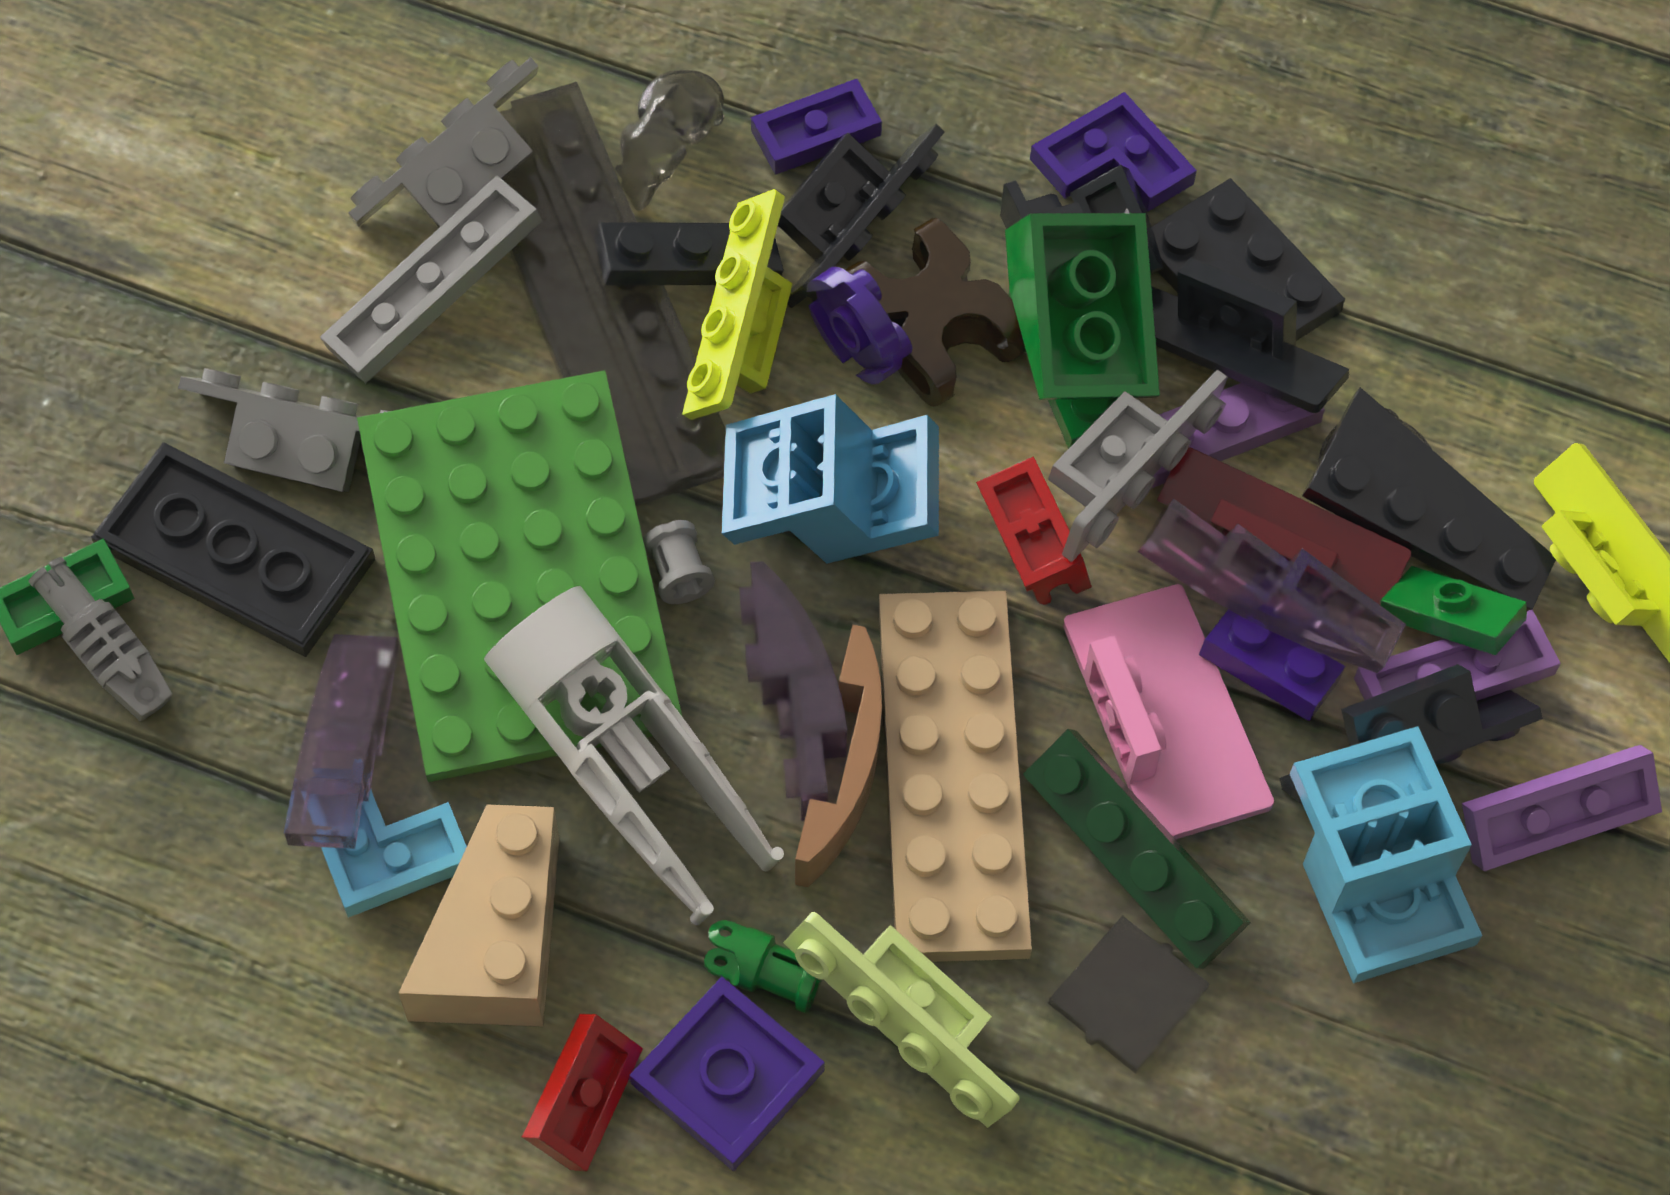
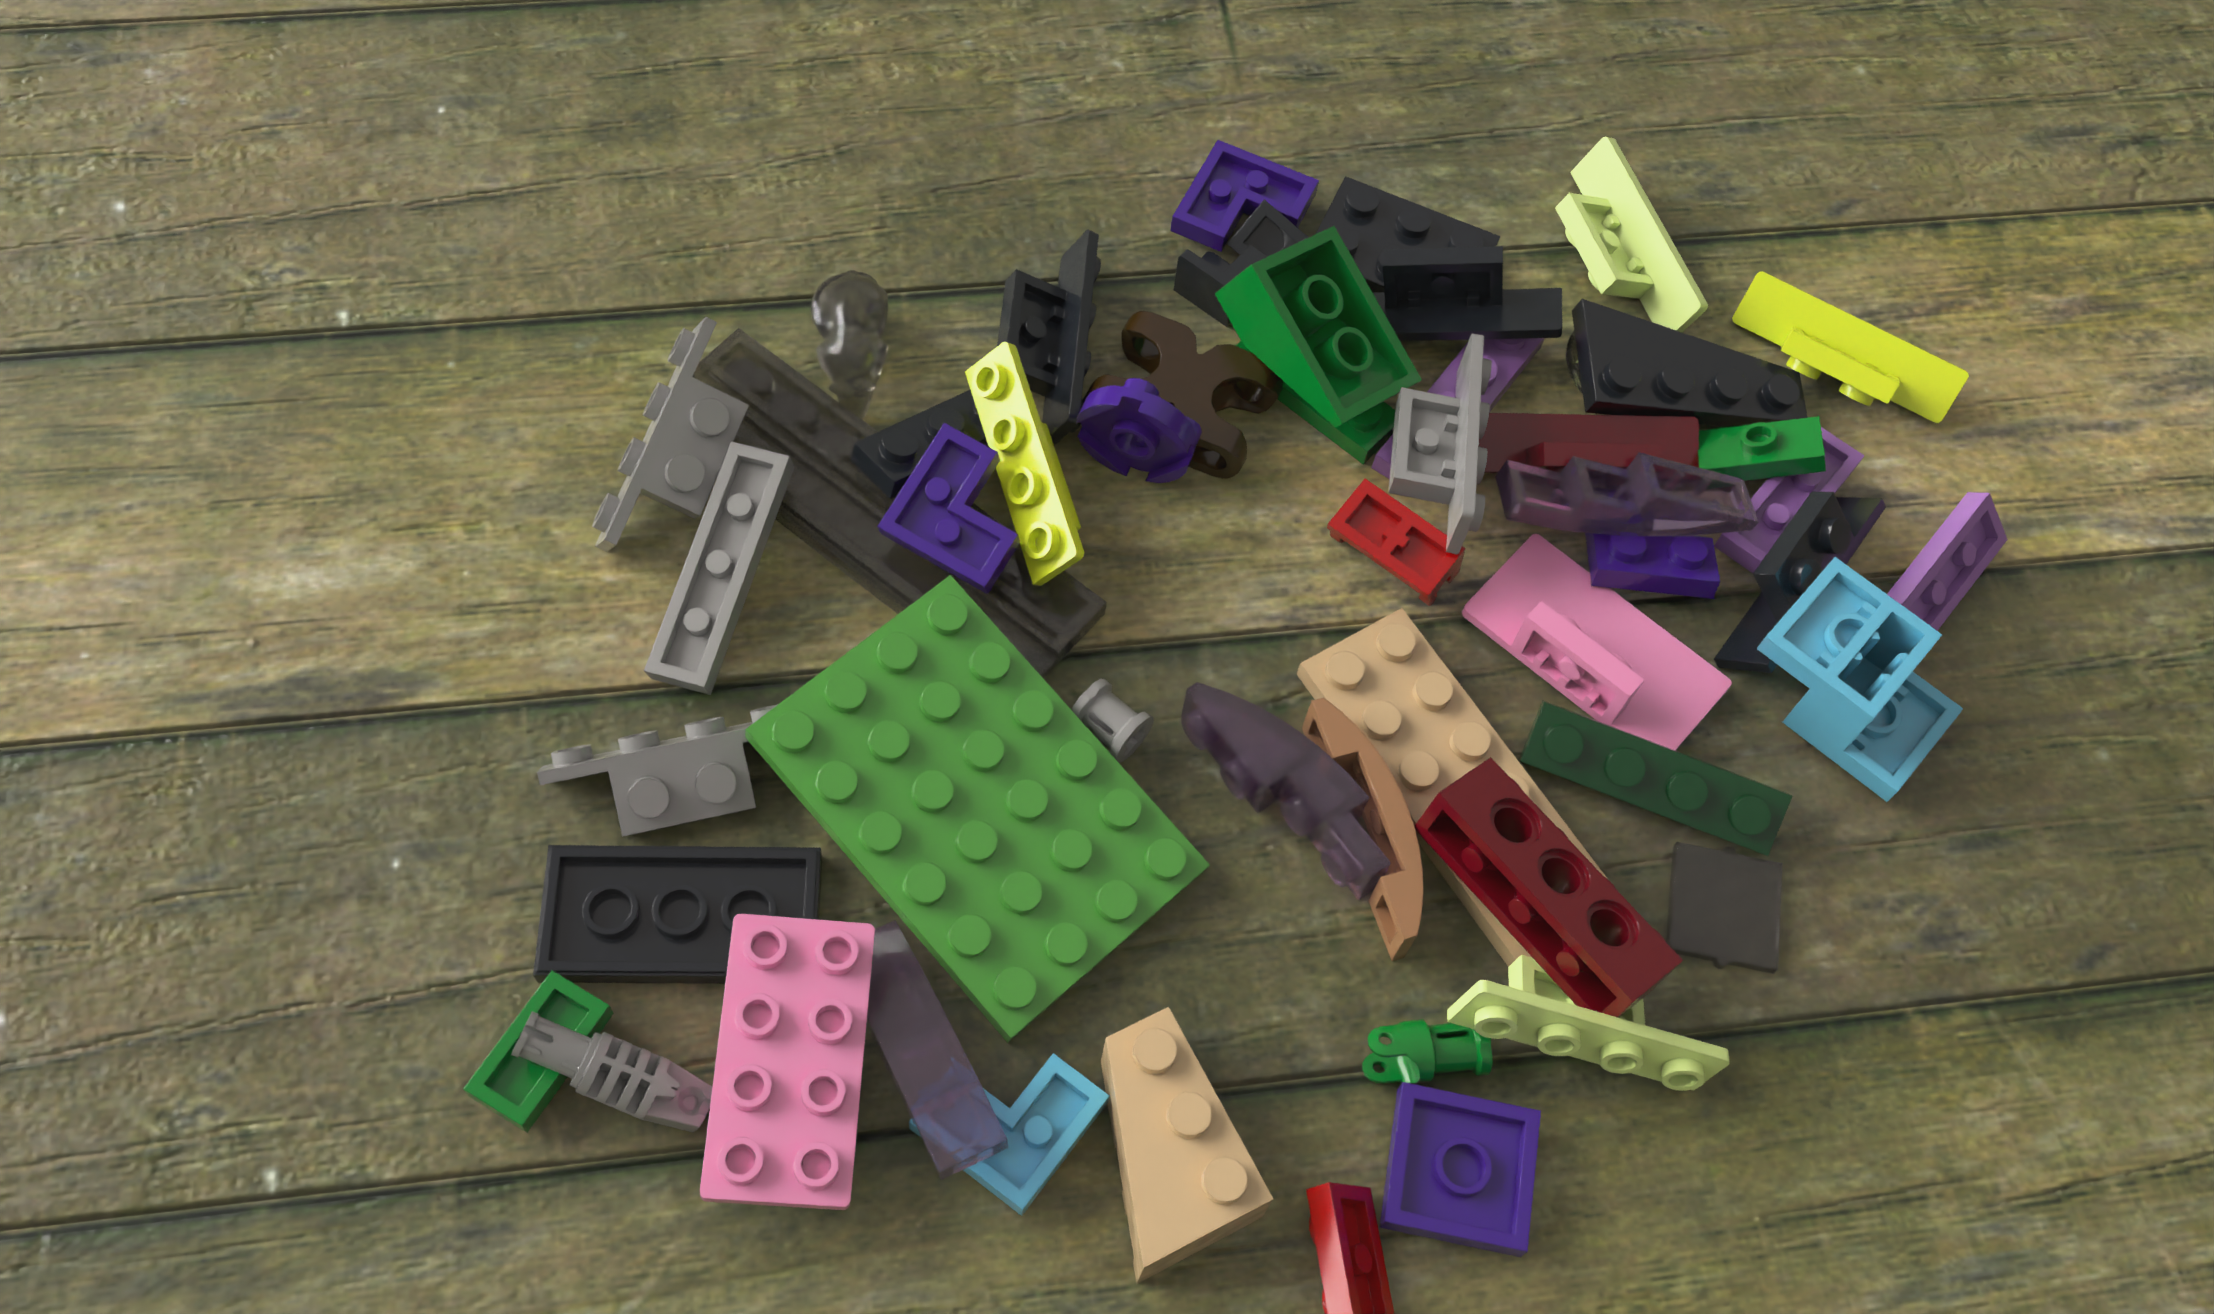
camera: 35 degrees left, 0 degrees up
(231, 695) = (789, 1063): none -> bright pink bracket
(559, 657) = (1099, 878): white piece -> none
(630, 312) = (936, 515): none -> dark purple plate
(813, 125) = (974, 278): dark purple plate -> none
(831, 479) = (1206, 580): dark azure bracket -> none
(939, 976) = (1546, 892): none -> dark red brick
(1462, 356) = (1626, 240): none -> yellowish green bracket

